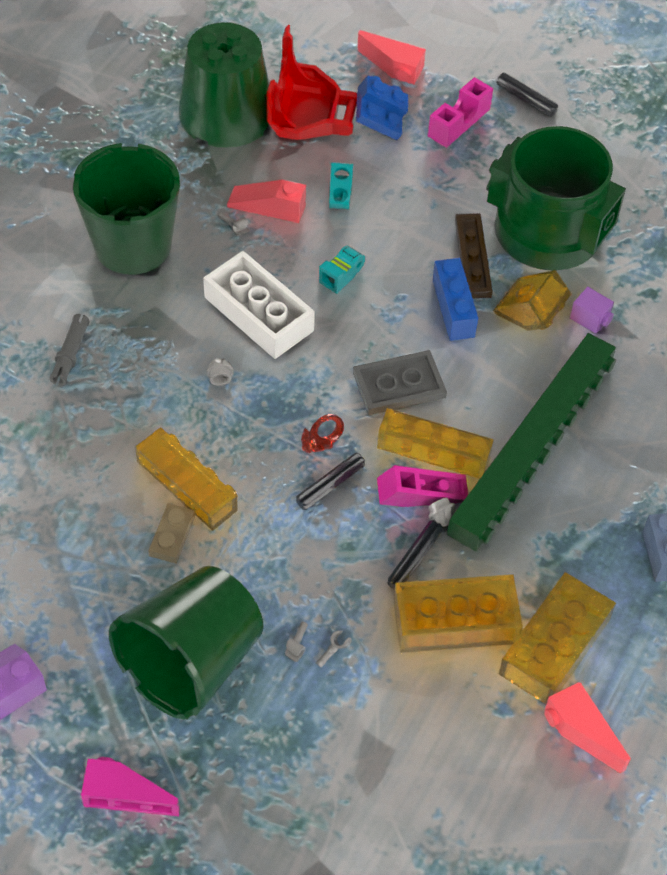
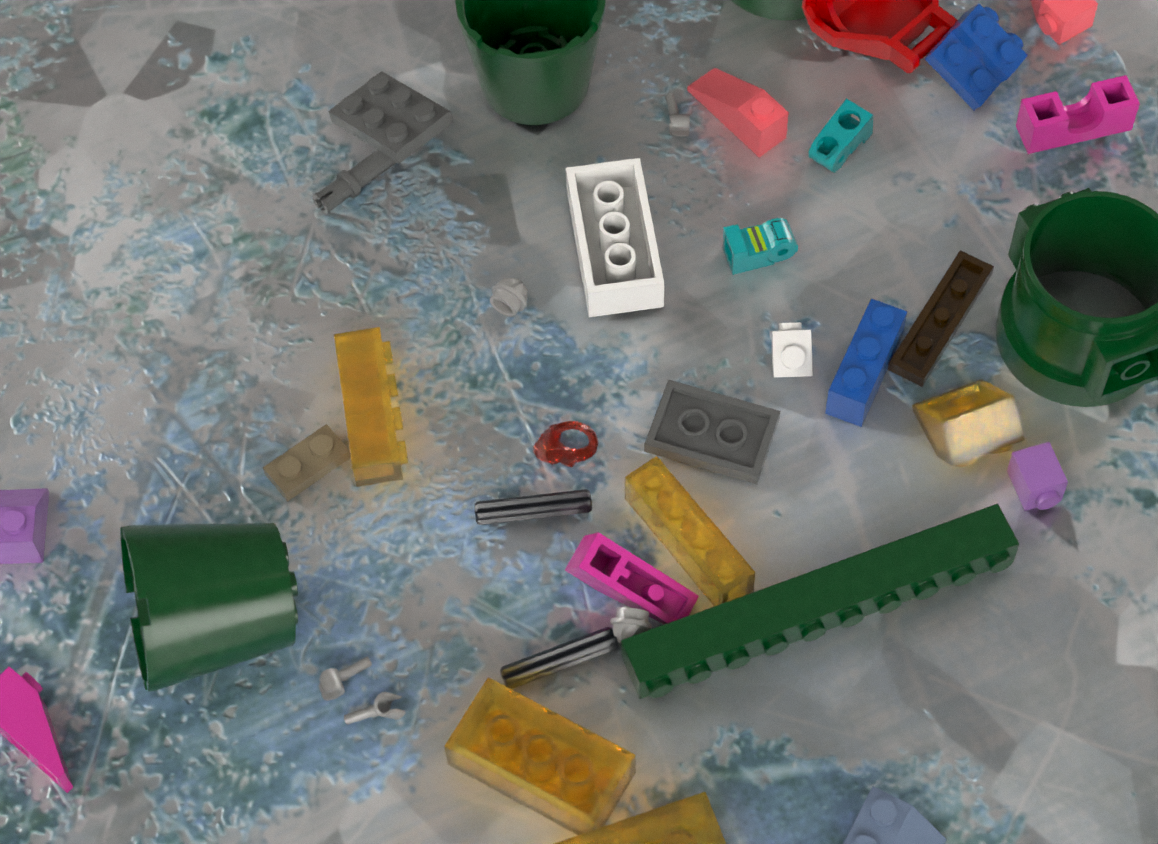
camera: 40 degrees right, 5 degrees up
(62, 306) = (390, 117): none -> dark grey plate
(407, 315) = (791, 351): none -> white bracket

